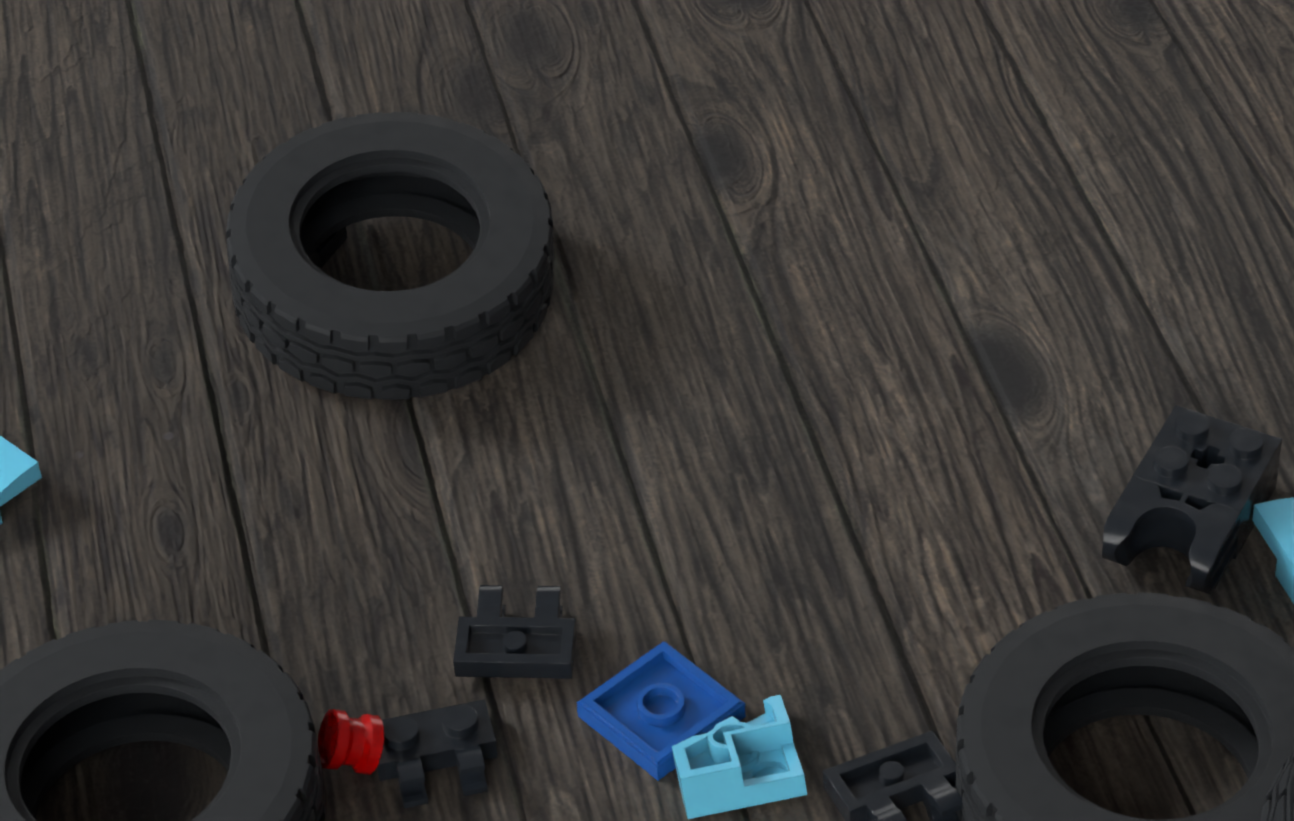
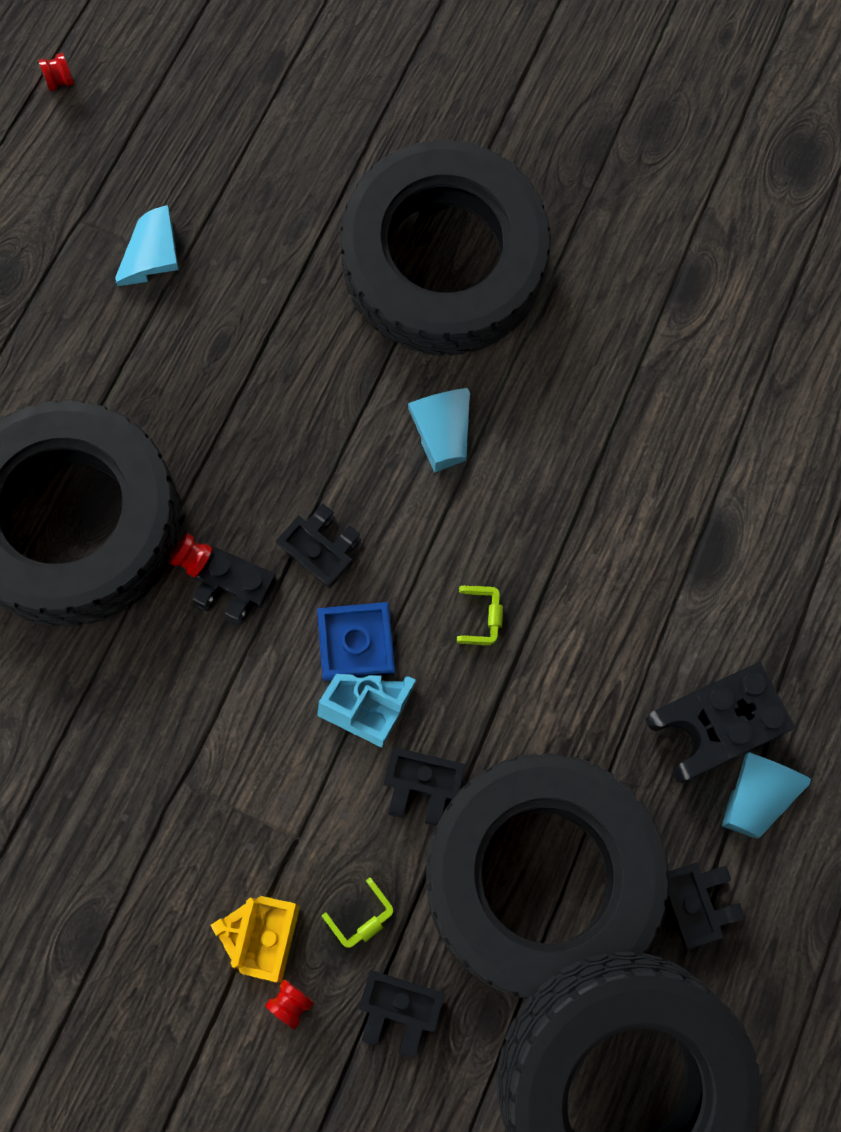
camera: 30 degrees right, 30 degrees up
(558, 435) = (443, 426): none -> medium azure slope
(809, 574) = (495, 616): none -> lime piece

